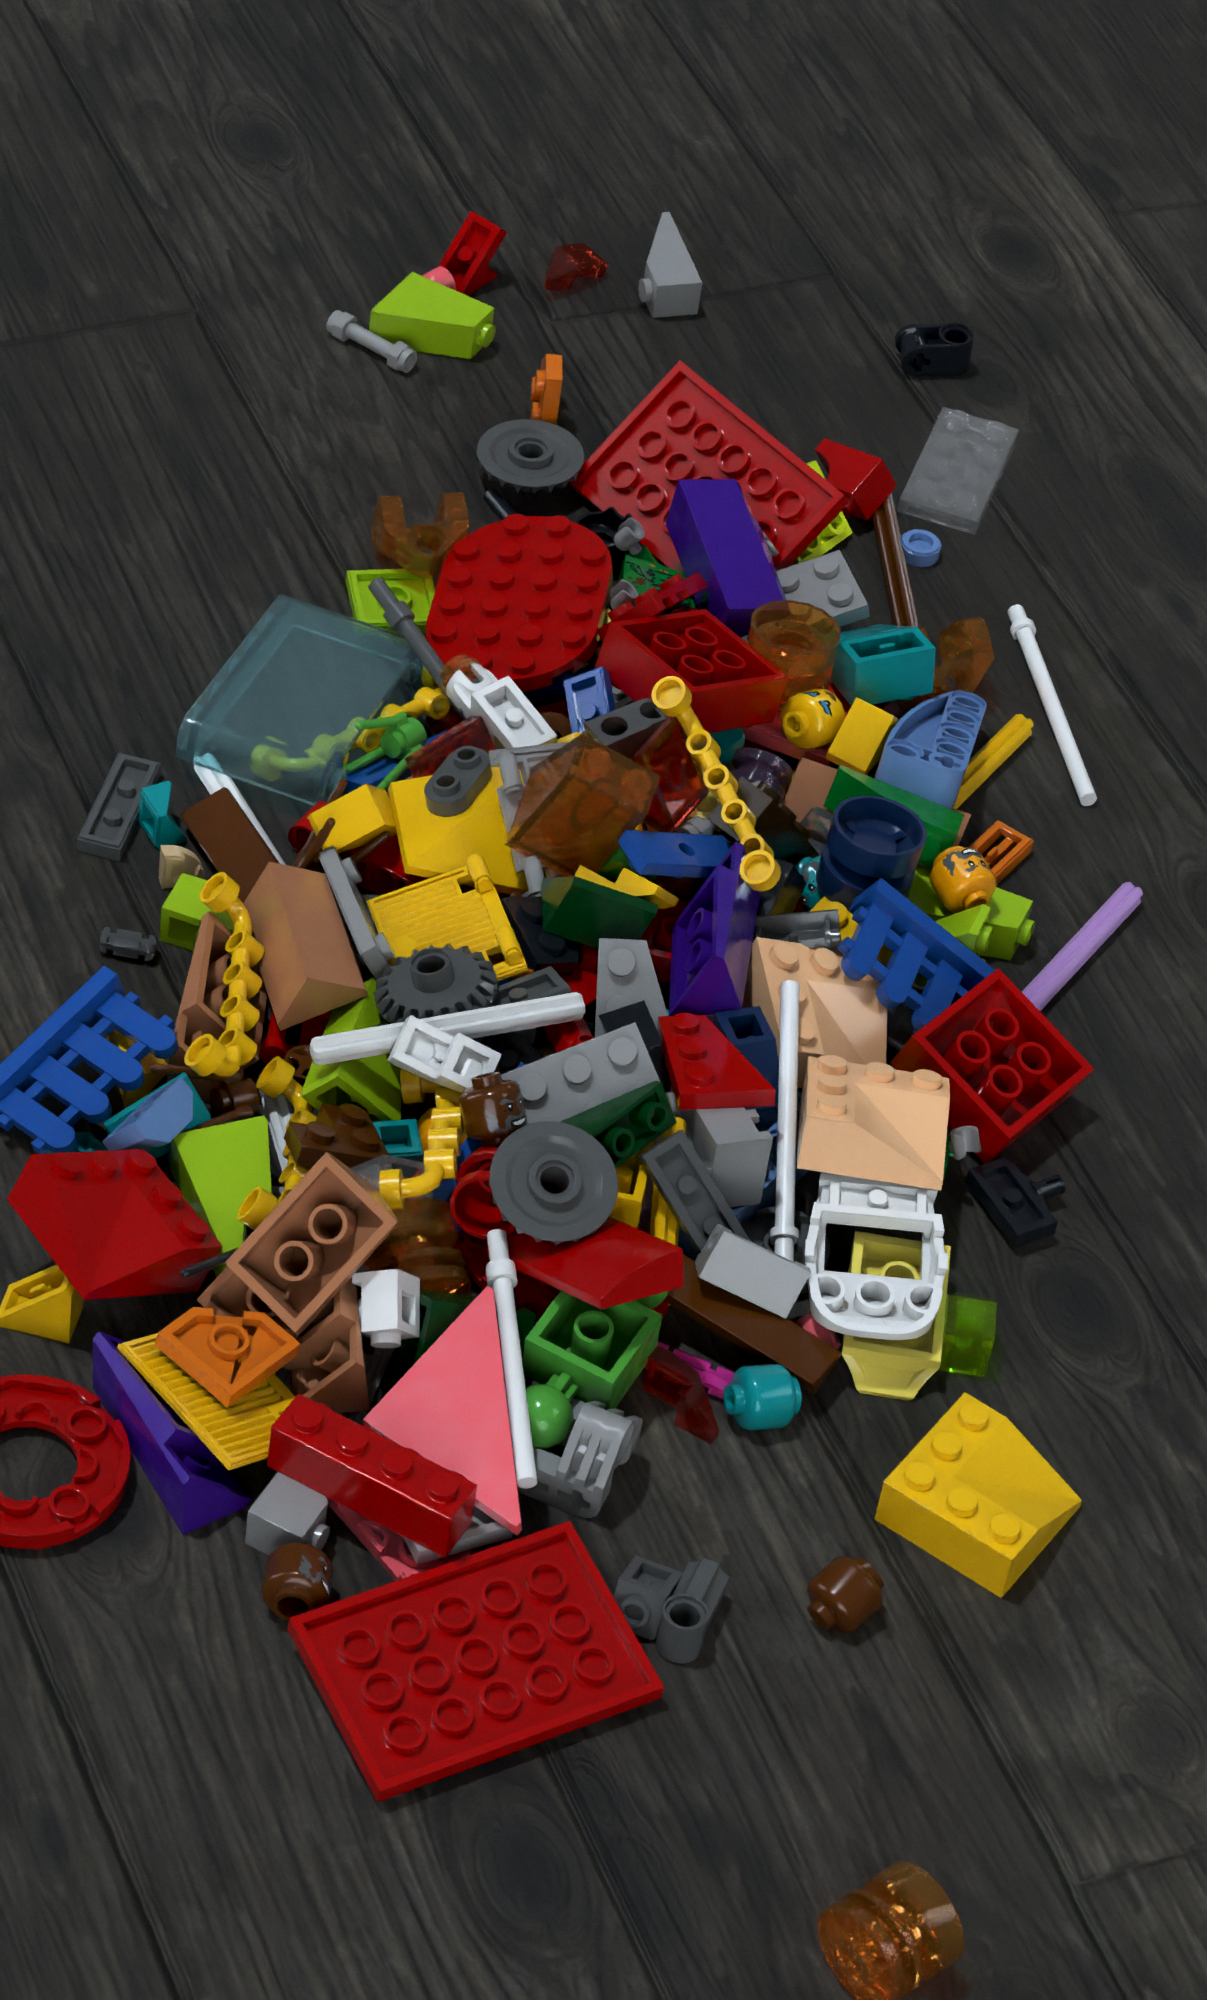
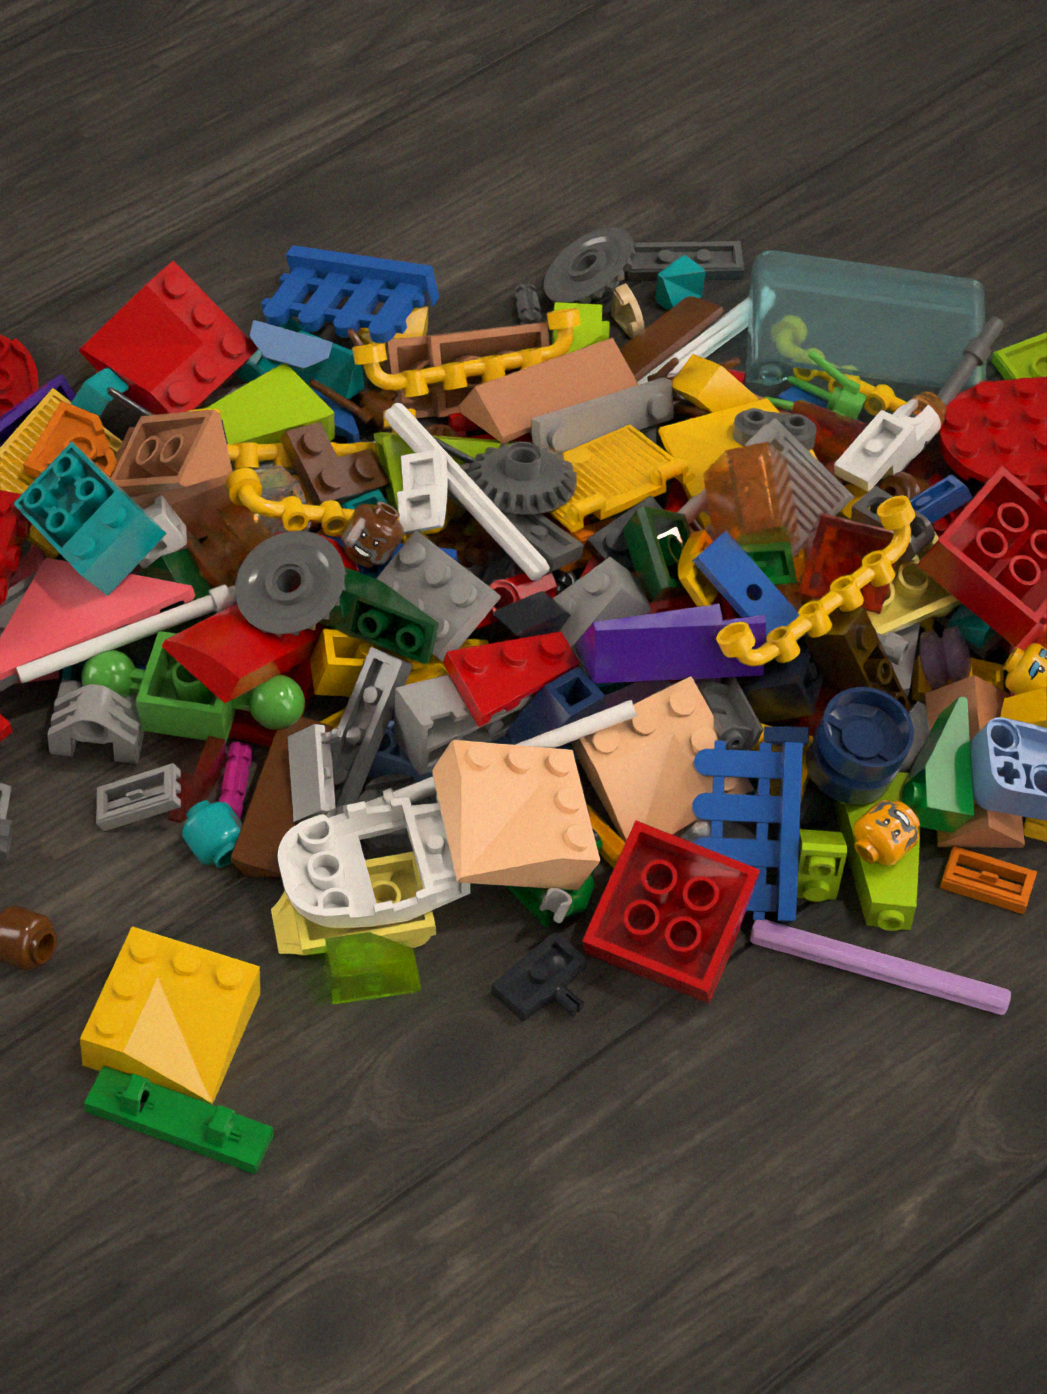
camera: 75 degrees right, 10 degrees up
(97, 854) = (590, 267): none -> dark grey gear
(153, 1302) = (93, 392): none -> teal slope
(376, 1333) = (89, 519): none -> teal slope
(684, 1486) = (138, 803): none -> light grey tile
(843, 896) = (779, 735): none -> dark blue tile
(1094, 1532) = (179, 1119): none -> green hinge

